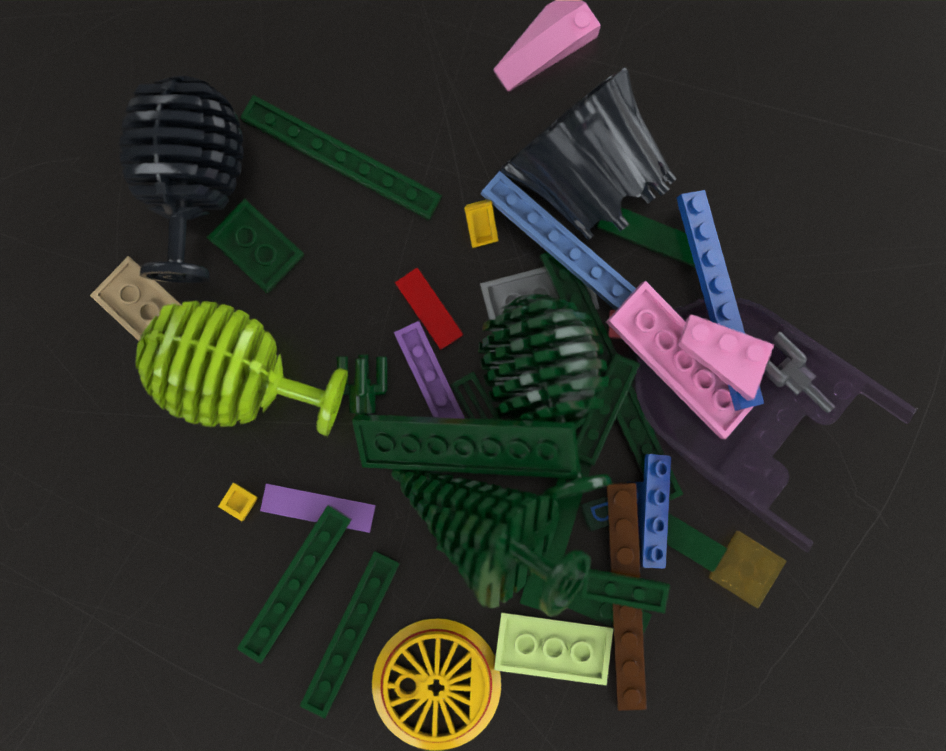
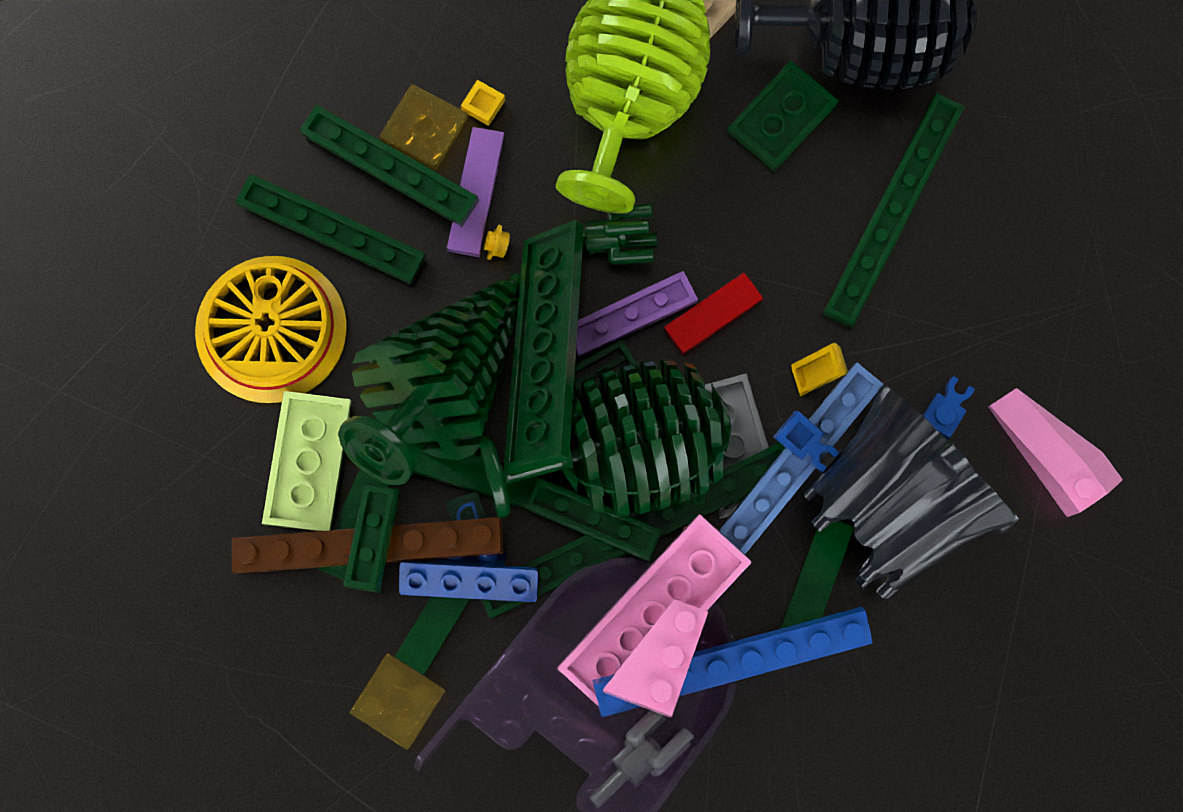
camera: 95 degrees right, 5 degrees down
(259, 553) = (423, 127): none -> clear yellow plate
(365, 489) = (496, 242): none -> yellow plate
(513, 126) = (946, 412): none -> blue plate
(546, 235) = (802, 439): none -> blue plate

